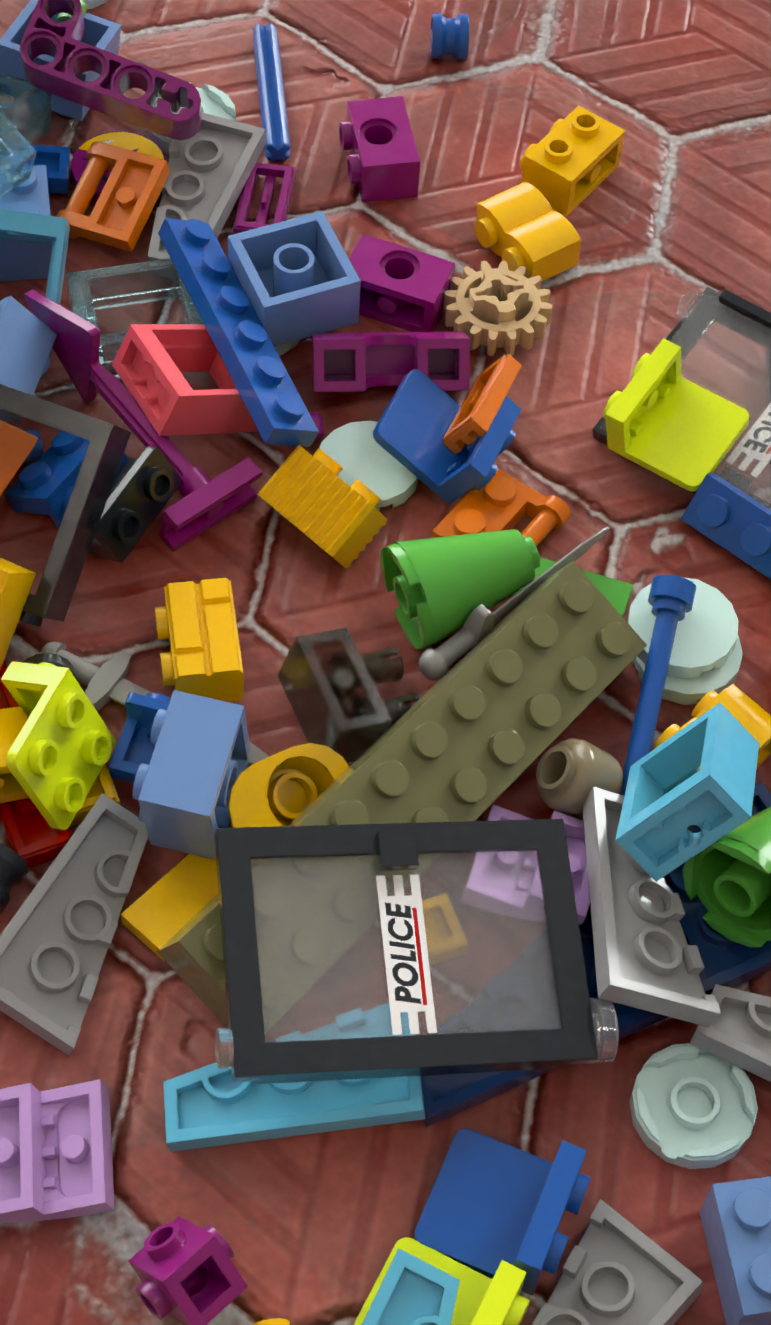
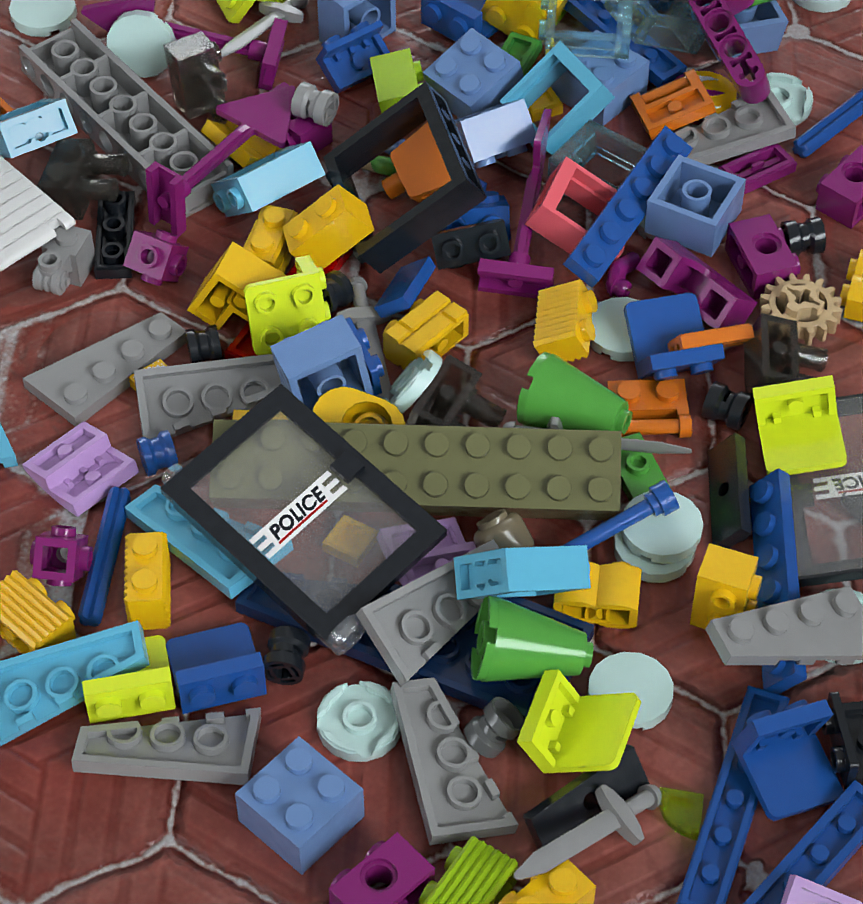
camera: 55 degrees right, 5 degrees down
(112, 1045) = (157, 452): none -> blue wheel
(117, 611) = (405, 287): none -> blue tile
(203, 1208) = (104, 557): none -> blue axle
(282, 701) = (414, 380): none -> light aqua tile
(311, 1194) = (148, 580): none -> yellow brick
(409, 227) = (806, 236): none -> black wheel
(554, 1120) = (287, 650): none -> black wheel
(560, 376) = (777, 355): none -> clear smoke brick
(567, 457) = (727, 405): none -> black wheel
(656, 525) = (729, 492): none -> black tile

